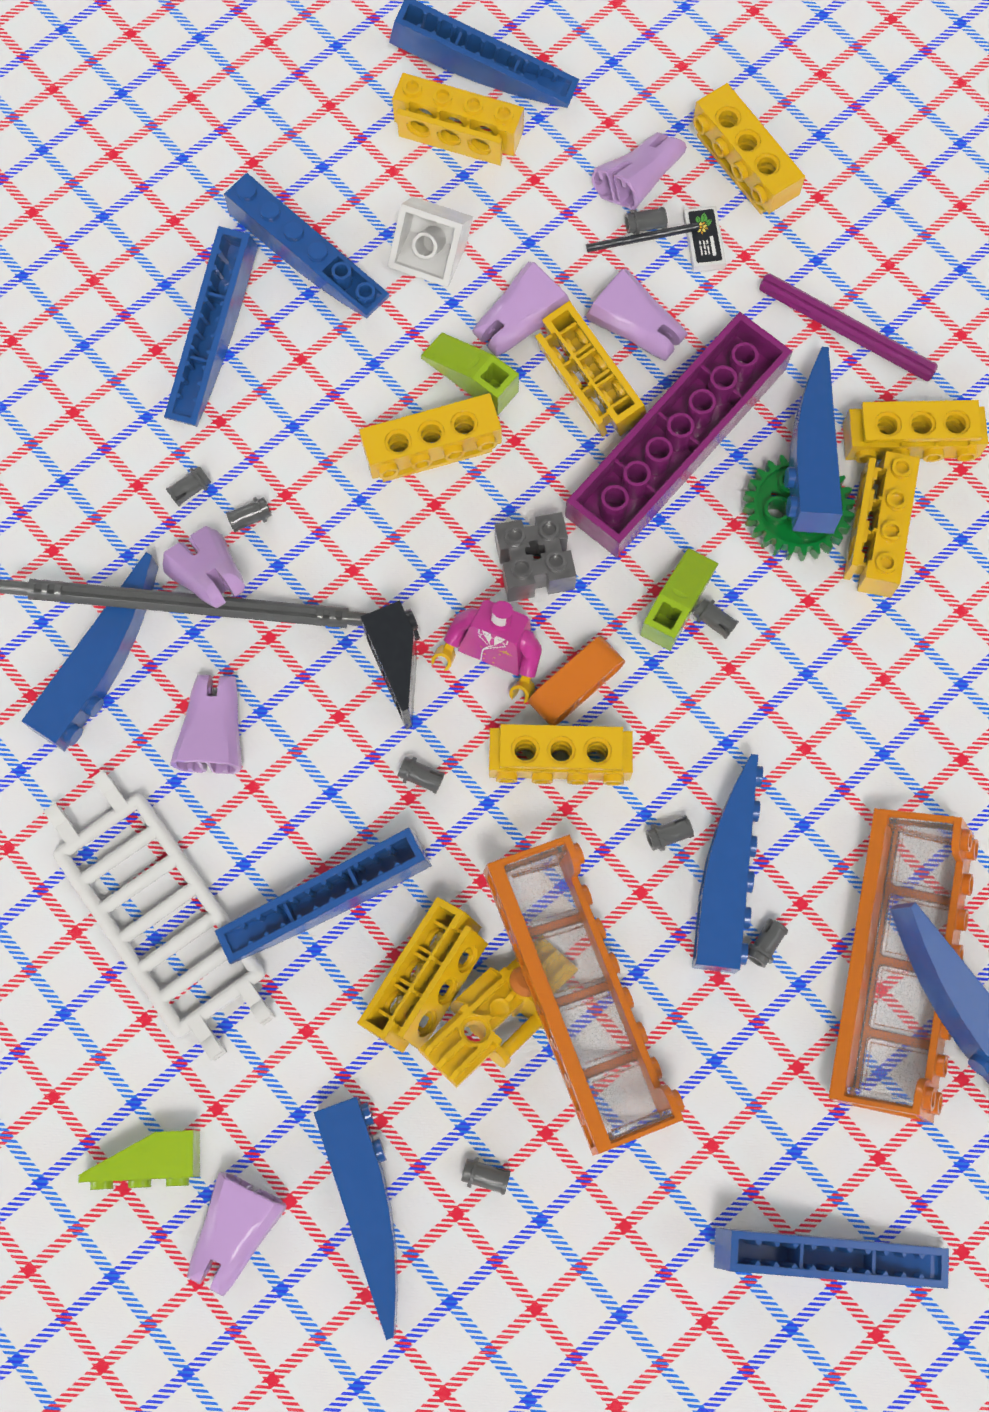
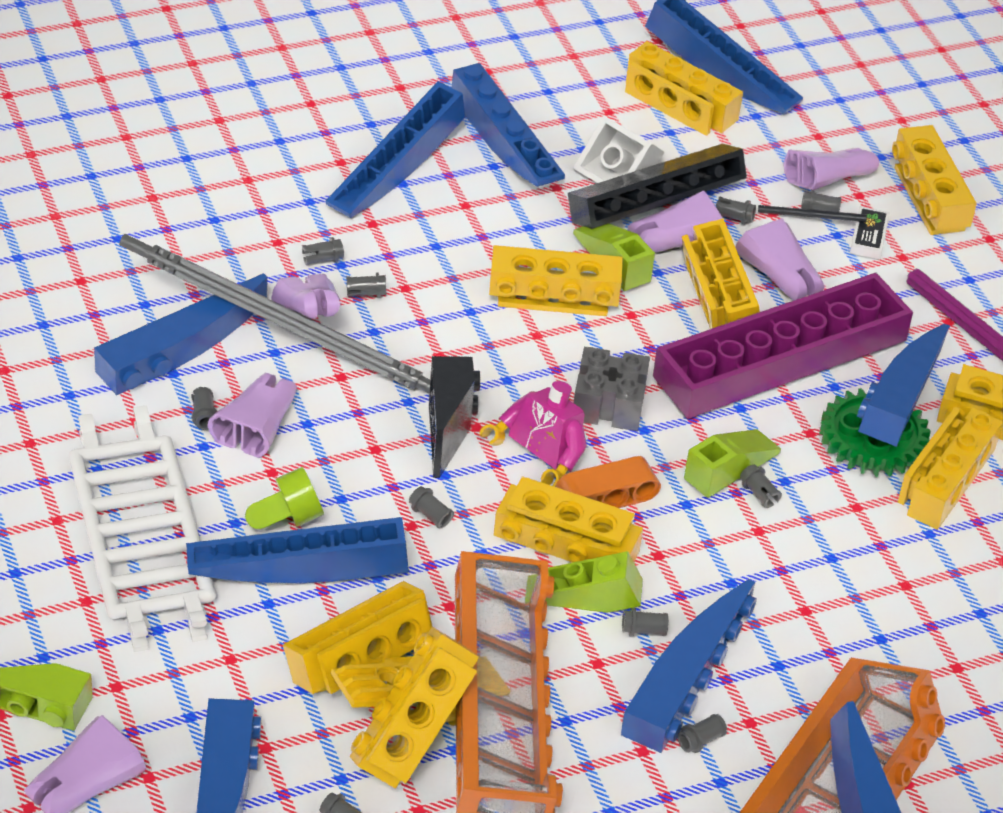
camera: 15 degrees right, 30 degrees down
(157, 740) = (203, 407): none -> dark grey pin
(292, 832) = (294, 499): none -> lime piece
(483, 268) = (656, 185): none -> black brick
(516, 1065) = (420, 727): none -> yellow brick
(567, 263) = (736, 210): none -> dark grey pin
(601, 812) = (597, 584): none -> lime slope

